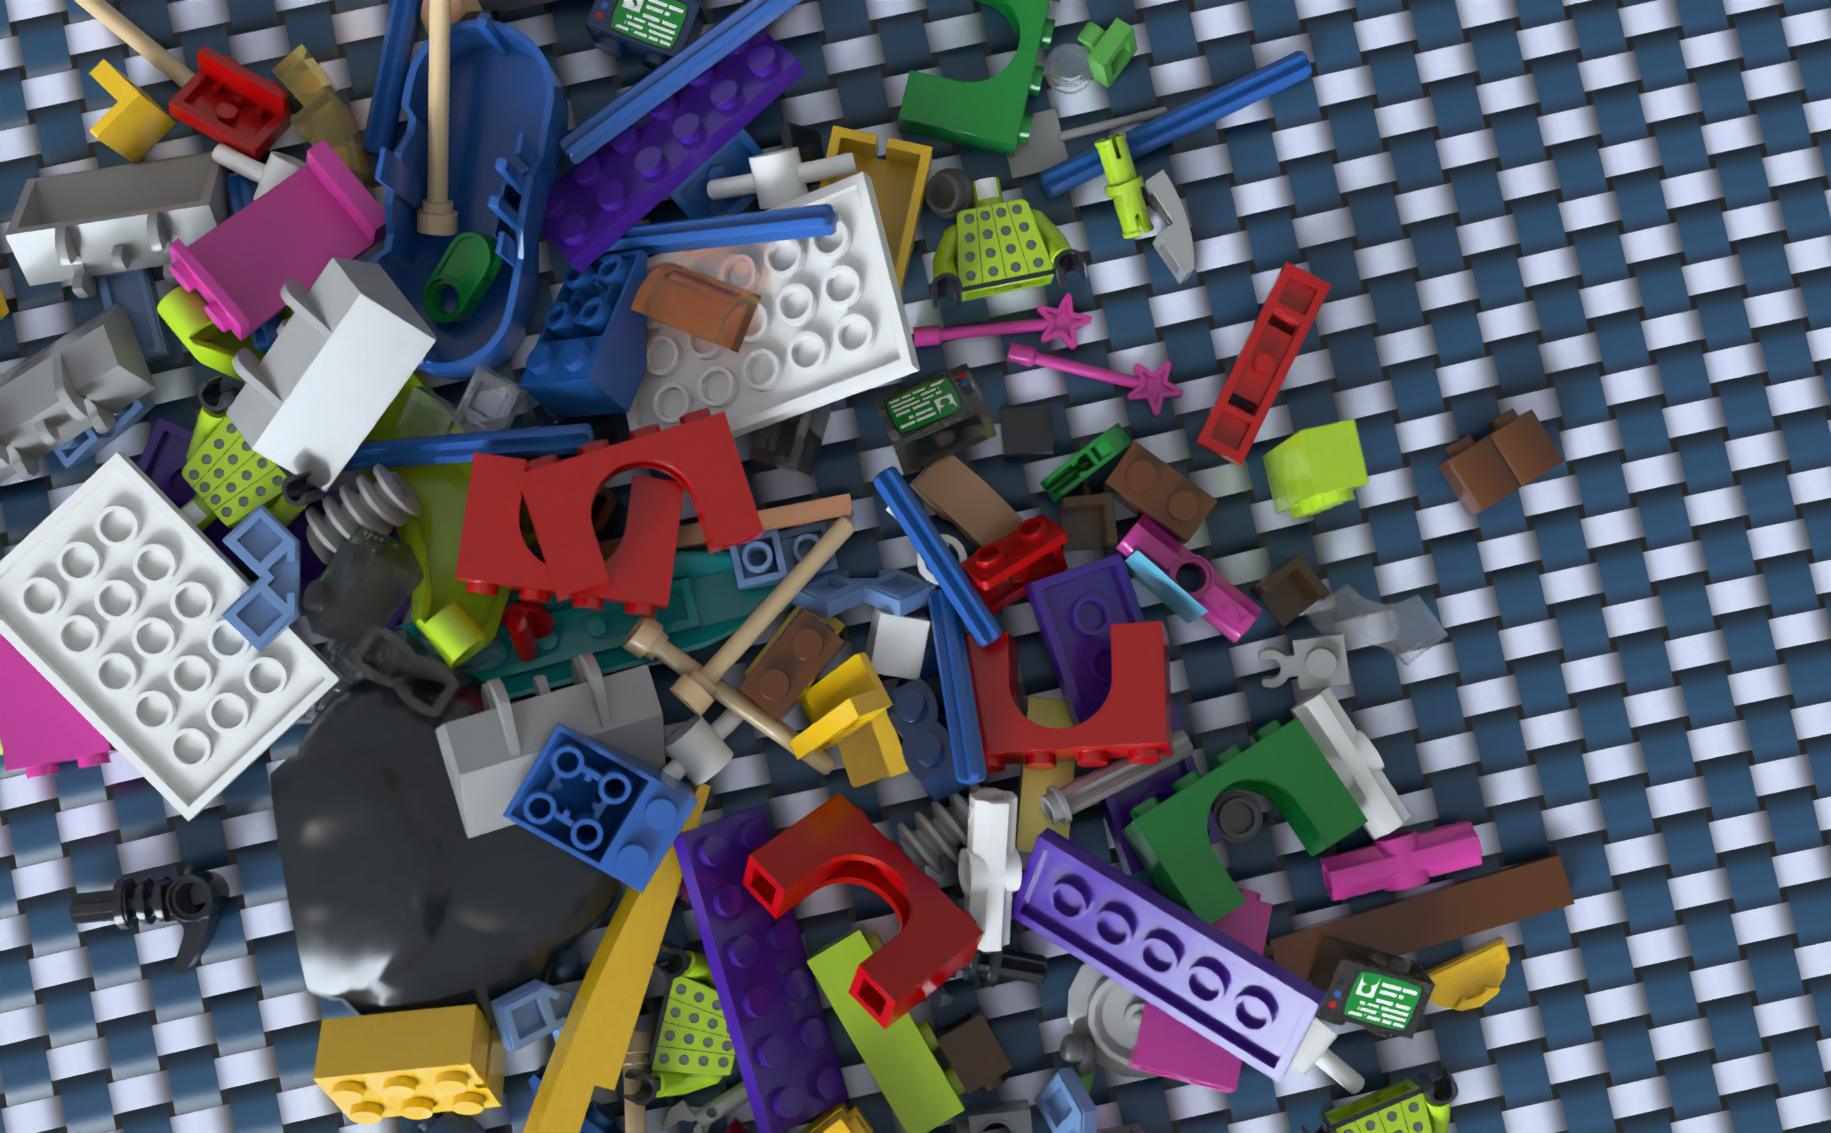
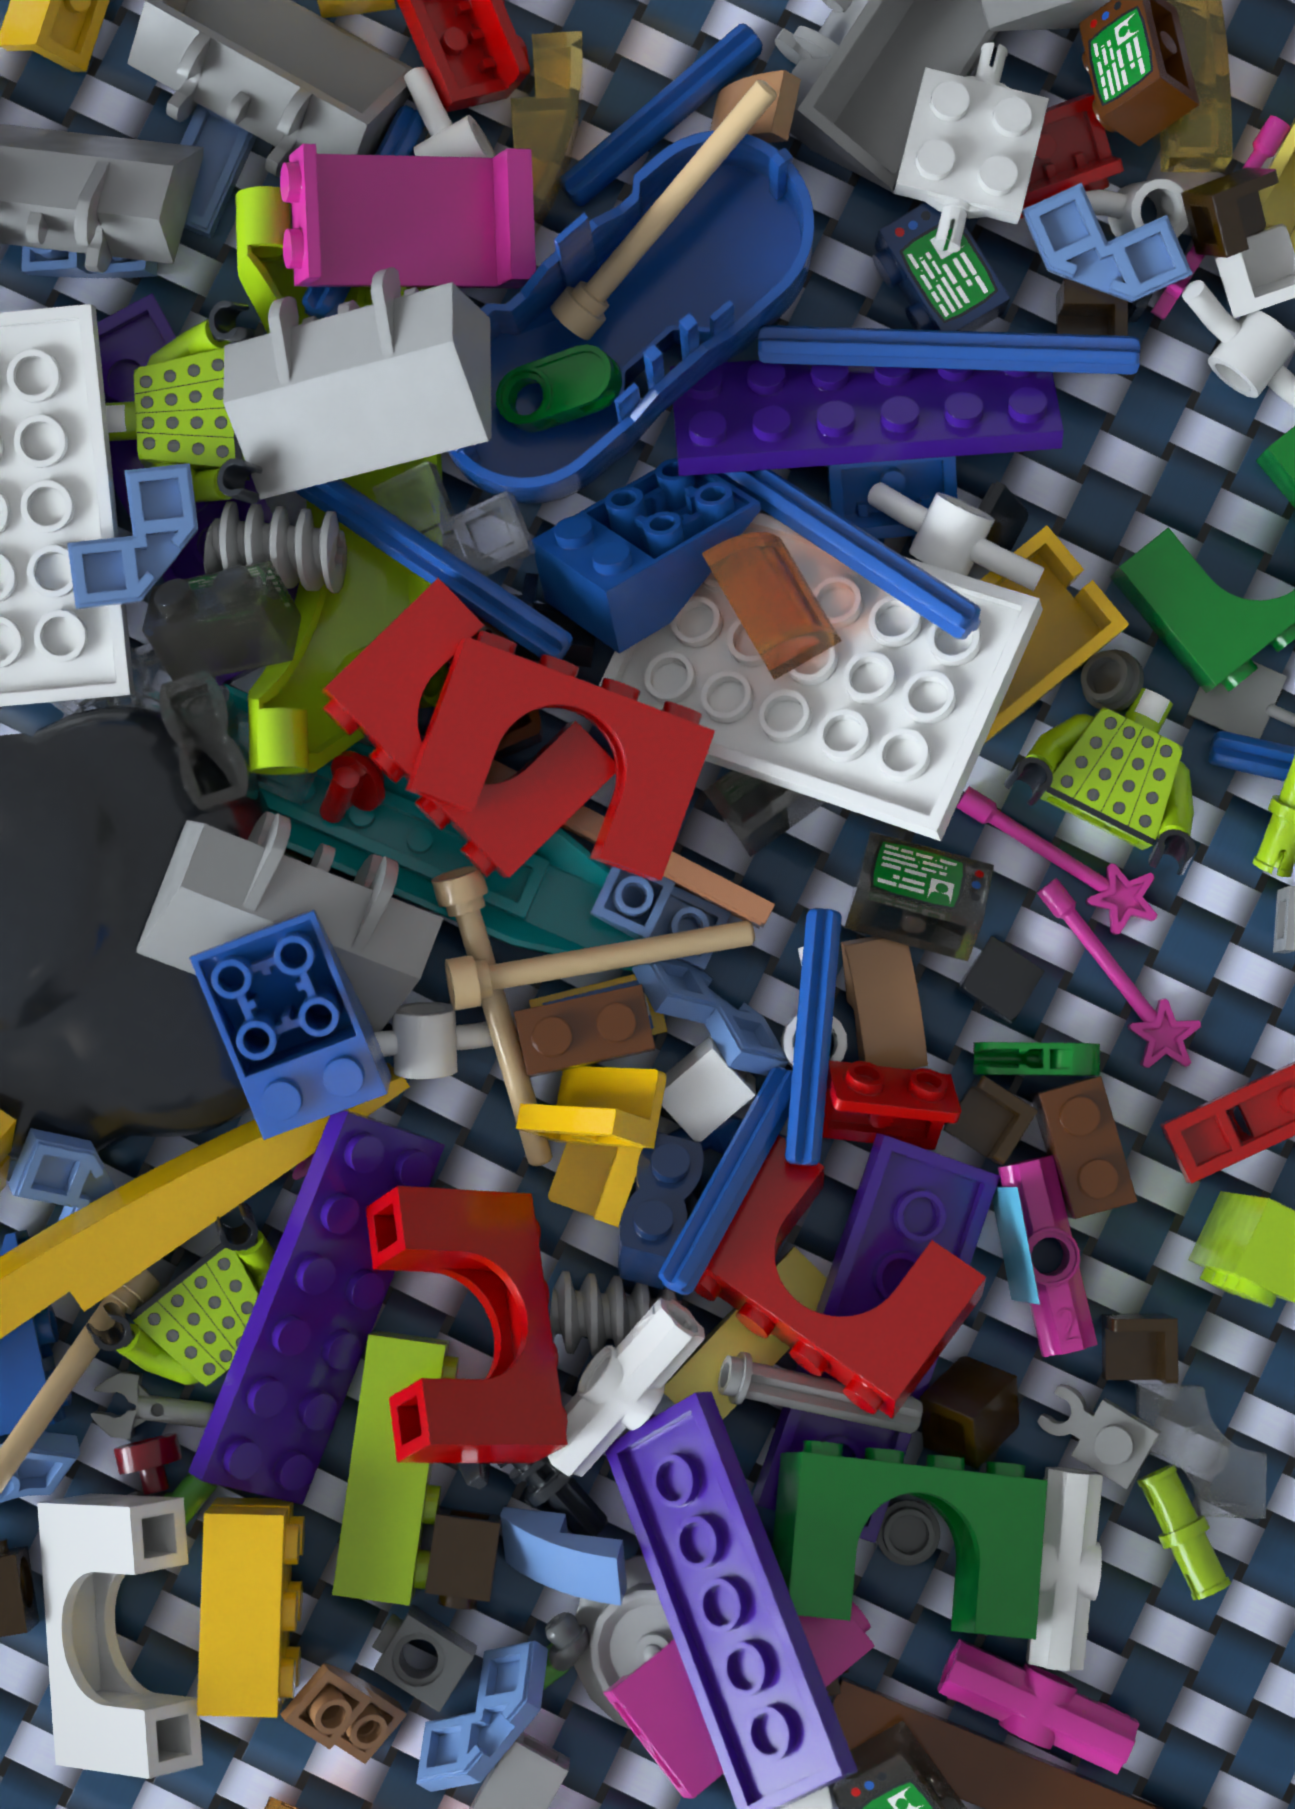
camera: 40 degrees right, 0 degrees up
(1048, 1001) = (570, 1563): none -> medium blue slope
(1216, 712) = (970, 1411): none -> dark brown panel
(1405, 682) = (1184, 1532): none -> lime pin

